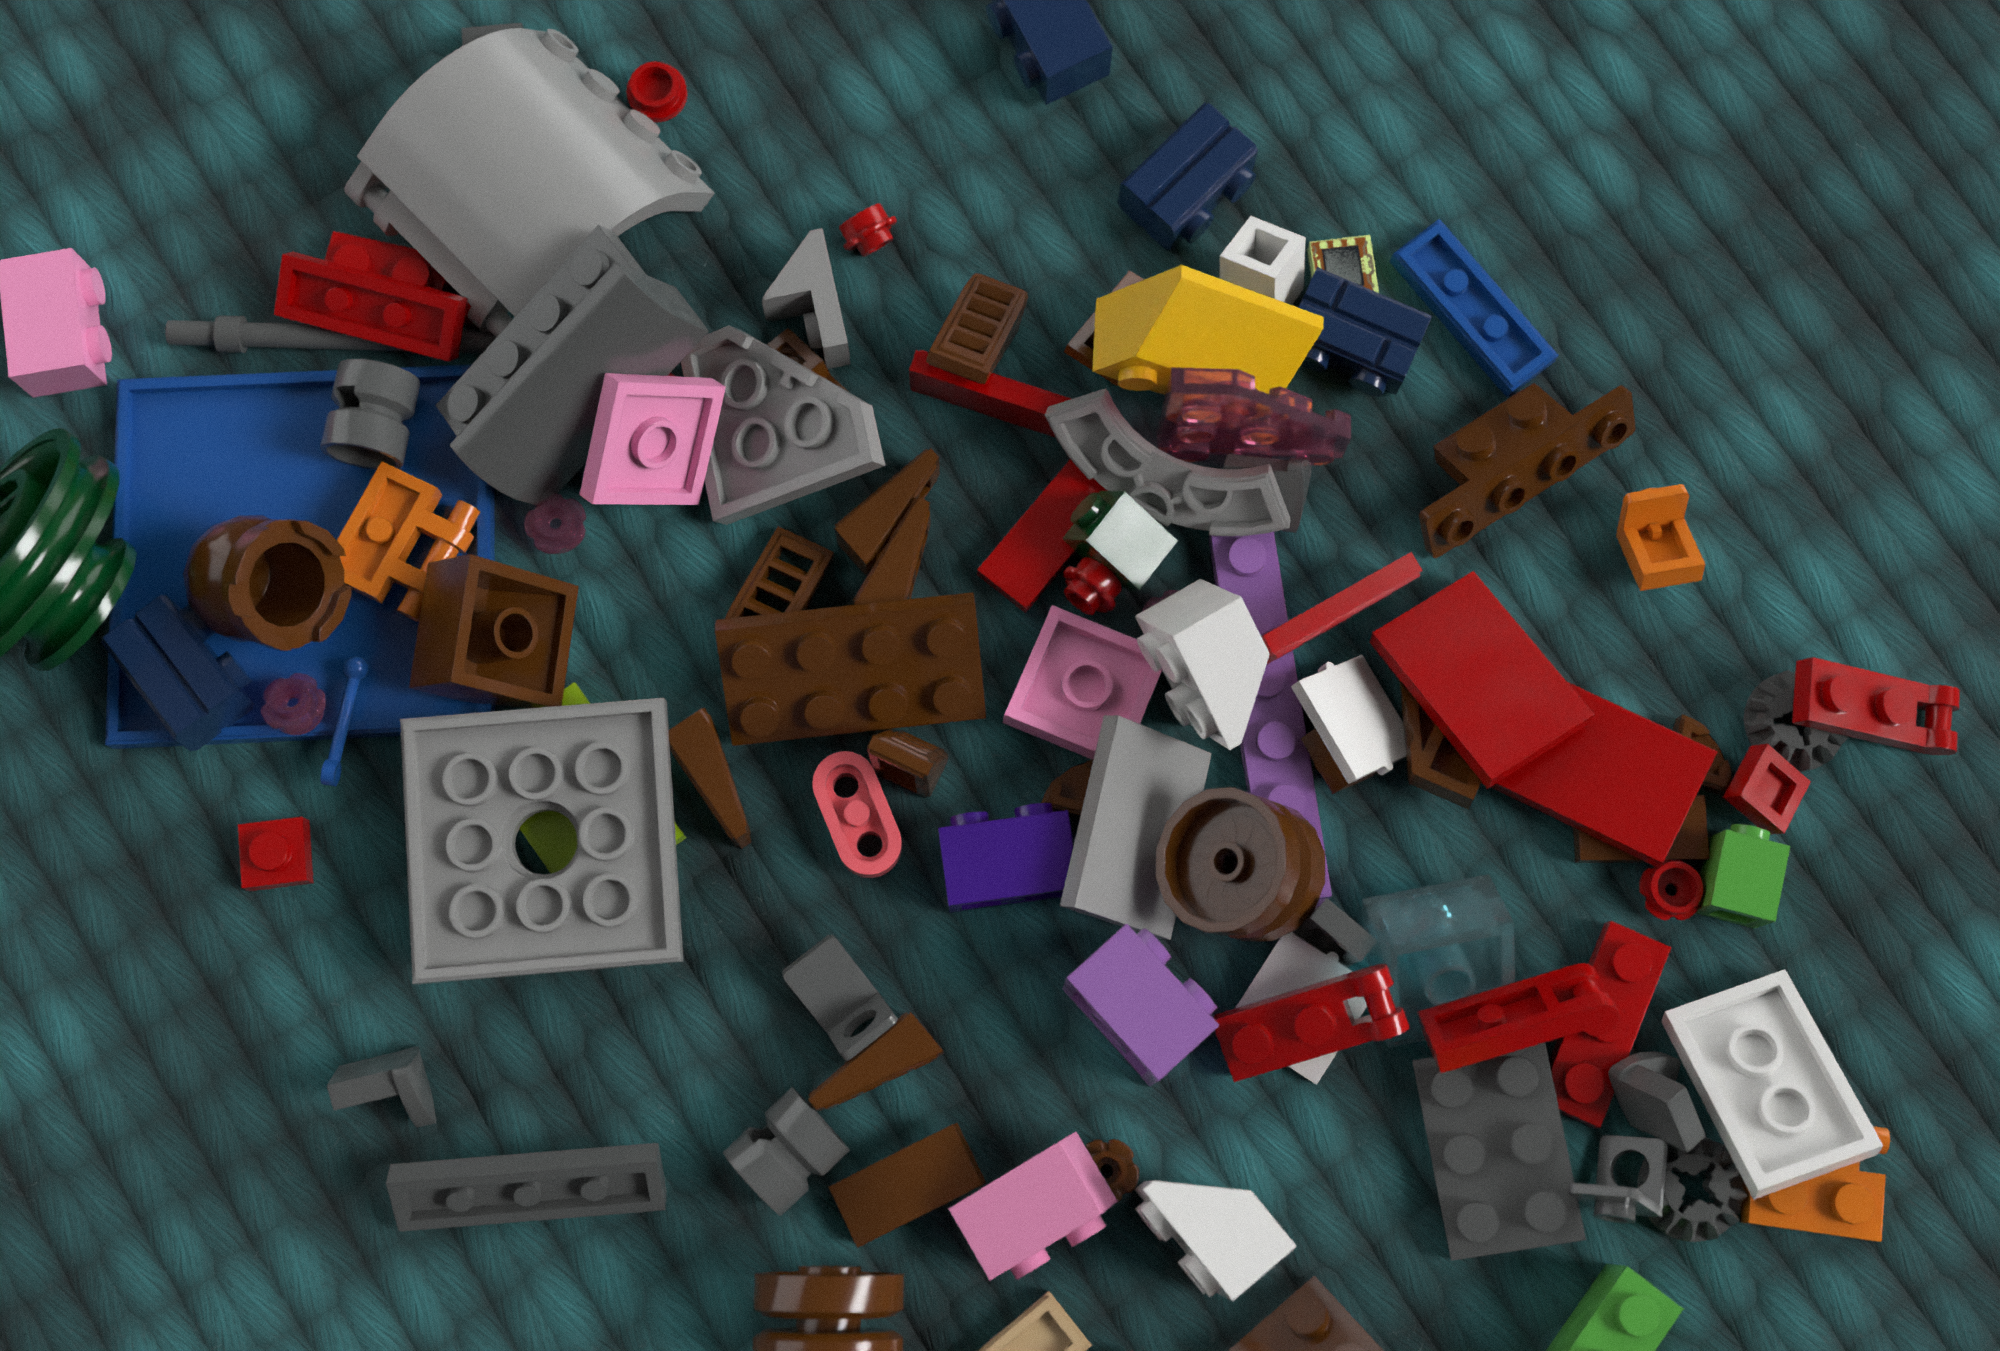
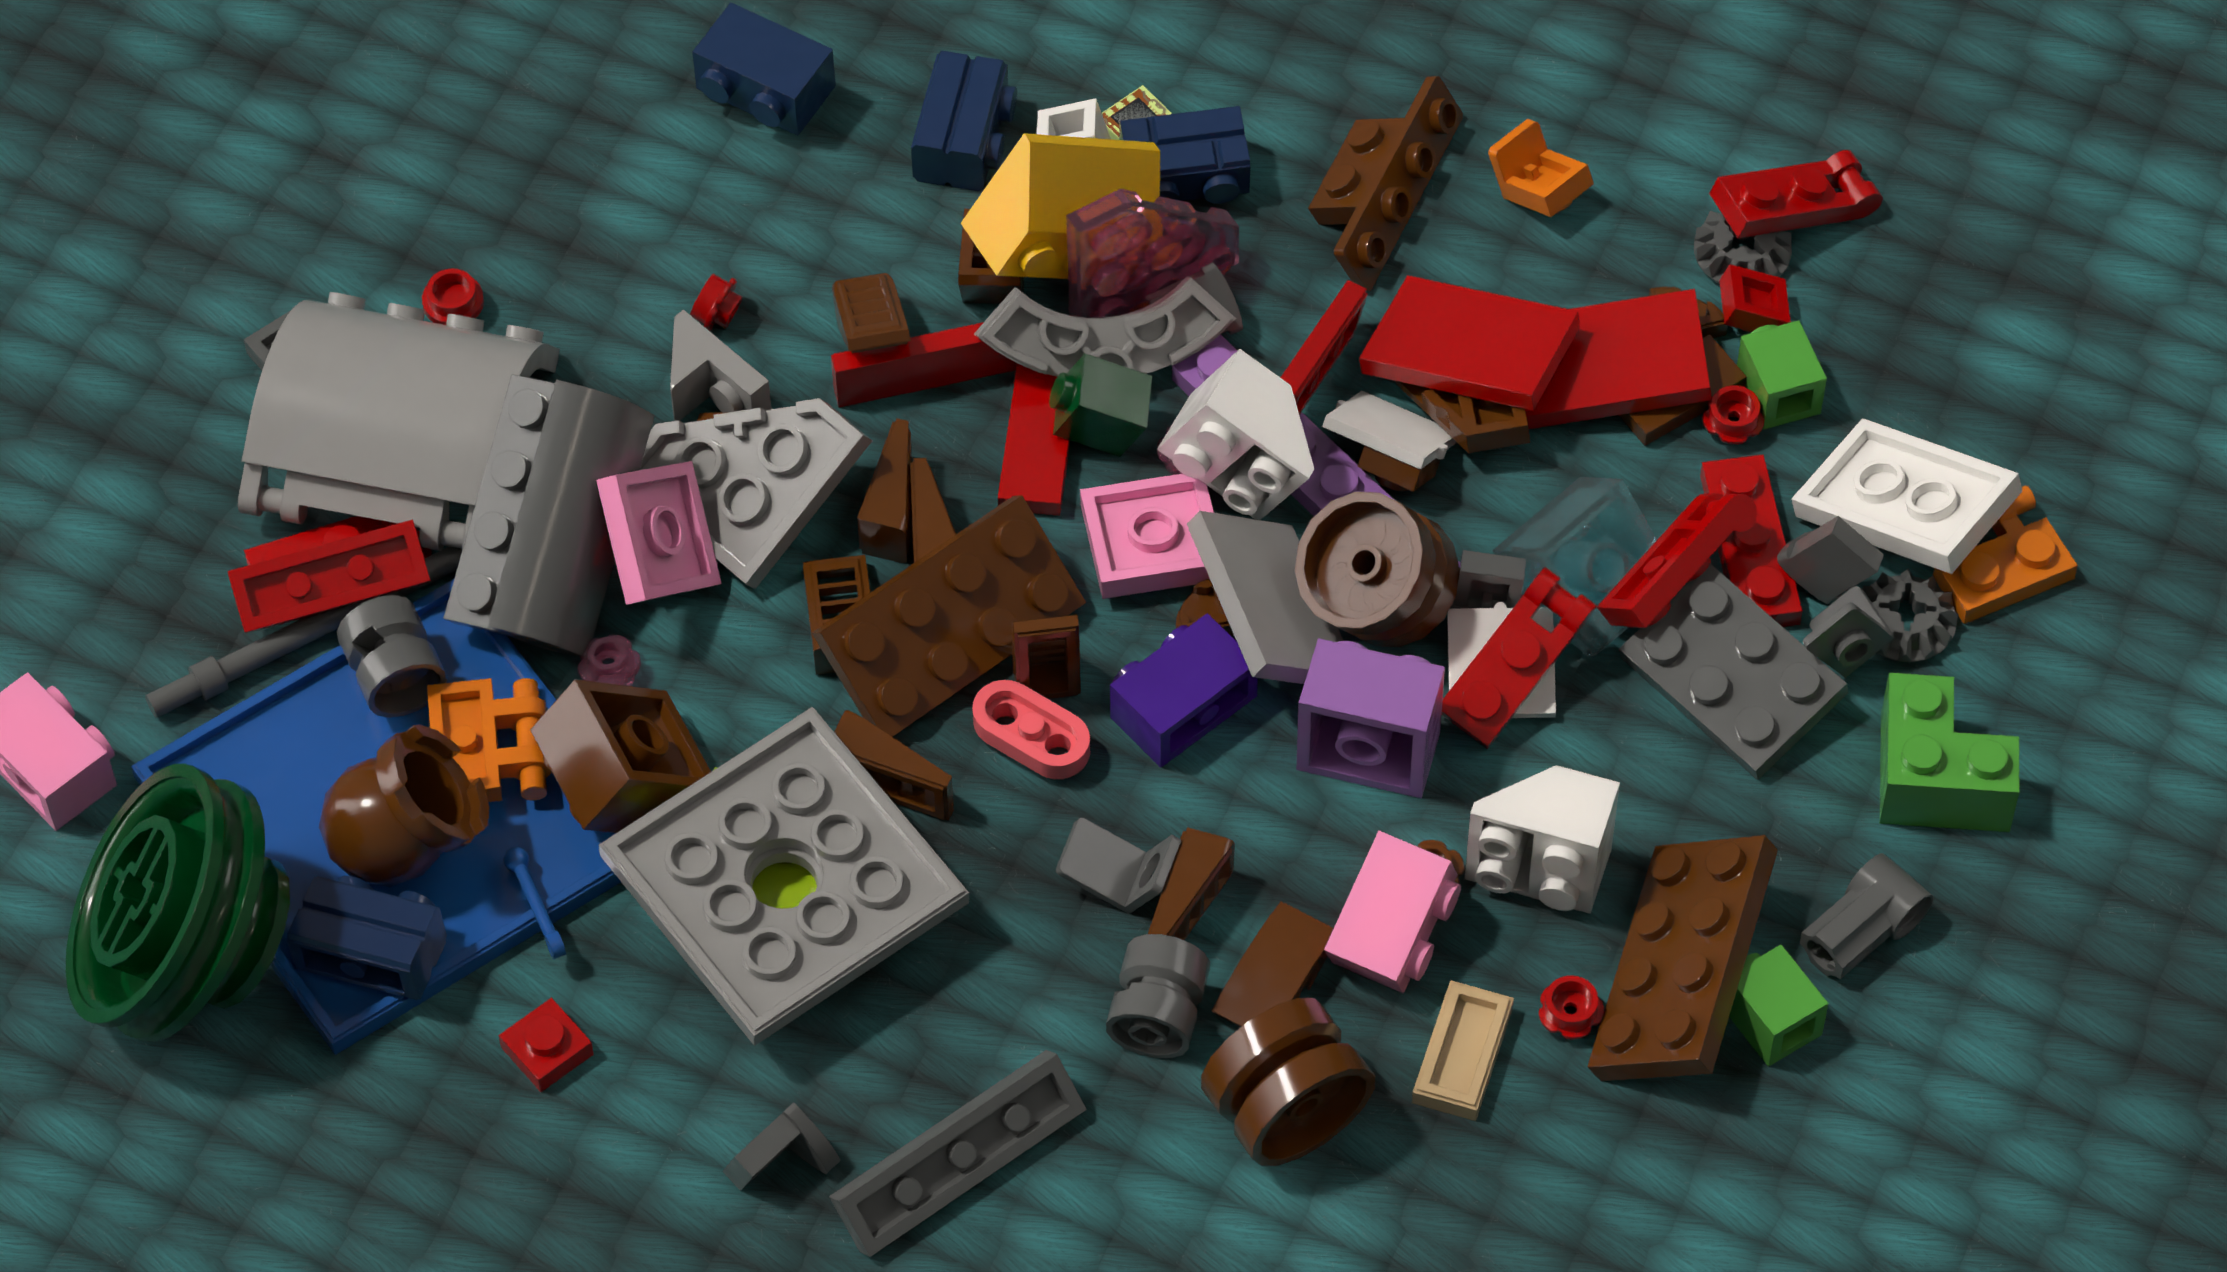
camera: 30 degrees left, 20 degrees down
(302, 716) = (484, 912): clear pink plate -> none
(1091, 586) = (1103, 456): red plate -> none
(1473, 308) = (1267, 95): blue tile -> none

